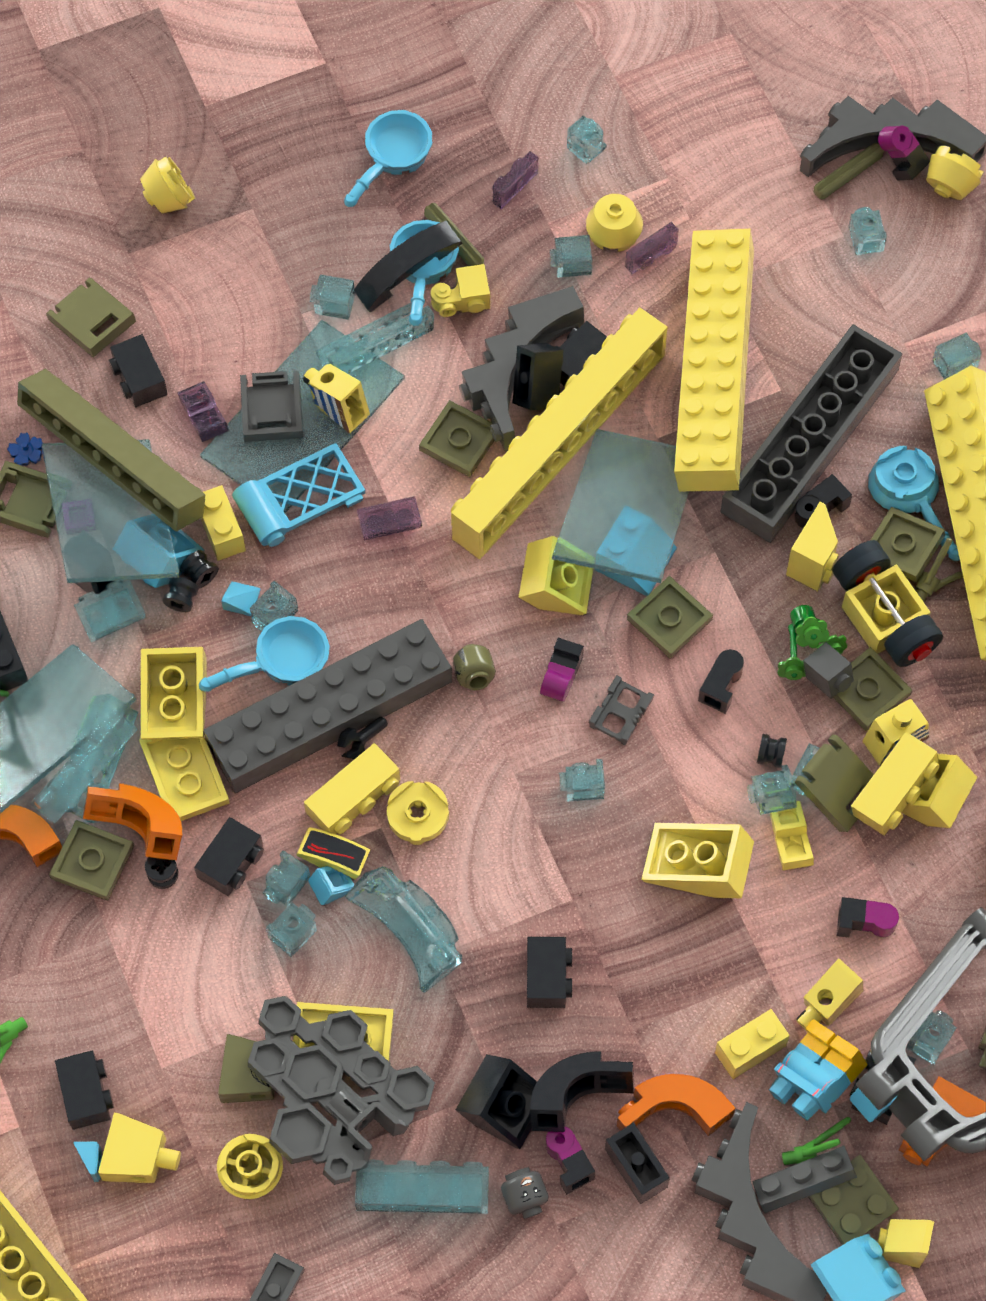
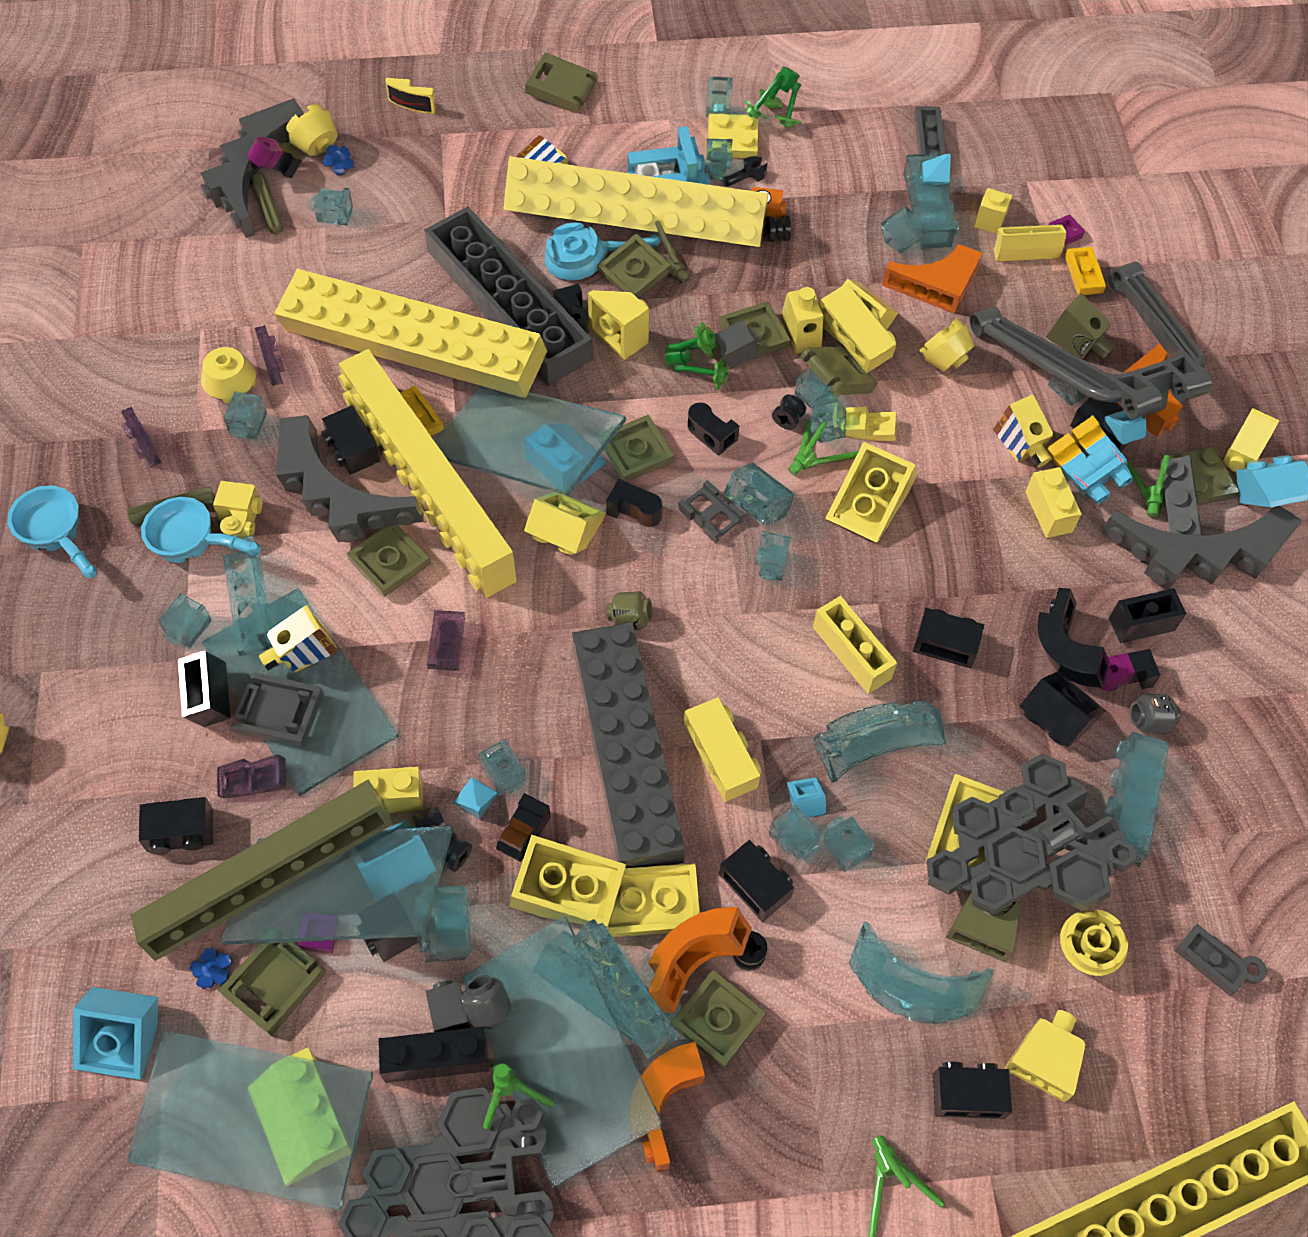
camera: 75 degrees left, 5 degrees down
(38, 639) = (446, 1006): none -> dark grey brick
(46, 663) = (486, 1002): none -> dark grey head
(86, 311) = (78, 861): olive container -> none
(91, 1155) = (1048, 1102): medium azure slope -> none
(158, 1021) = (911, 991): none -> clear light blue windscreen
(222, 645) = (526, 821): none -> black leg
(268, 338) = (204, 689): none -> black piece
(268, 517) = (398, 745): medium azure piece -> none
(285, 651) = (560, 762): medium azure piece -> none
(333, 851) = (777, 784): slope -> none
(360, 738) = (669, 733): black bar -> none
(404, 261) = (185, 545): black slope -> none
(417, 829) = (753, 716): light yellow plate -> none
(502, 880) = (854, 645): none -> light yellow brick
(537, 375) = (362, 467): black brick -> none
(562, 669) = (657, 543): leg -> none
(589, 135) = (127, 363): clear light blue brick -> none
(600, 644) = (635, 503): none -> black leg
(635, 403) = (422, 410): none -> yellow plate
(651, 746) = (759, 494): none -> clear light blue brick
(682, 1093) = (1095, 555): orange arch -> none
(721, 785) = (807, 457): none -> bright green plant
(866, 916) = (954, 401): leg -> none
(885, 605) = (693, 290): brick -> none
(918, 890) = (949, 346): none -> light yellow cone
(934, 212) = (338, 158): none -> blue plant
(956, 355) = (480, 184): clear light blue brick -> none

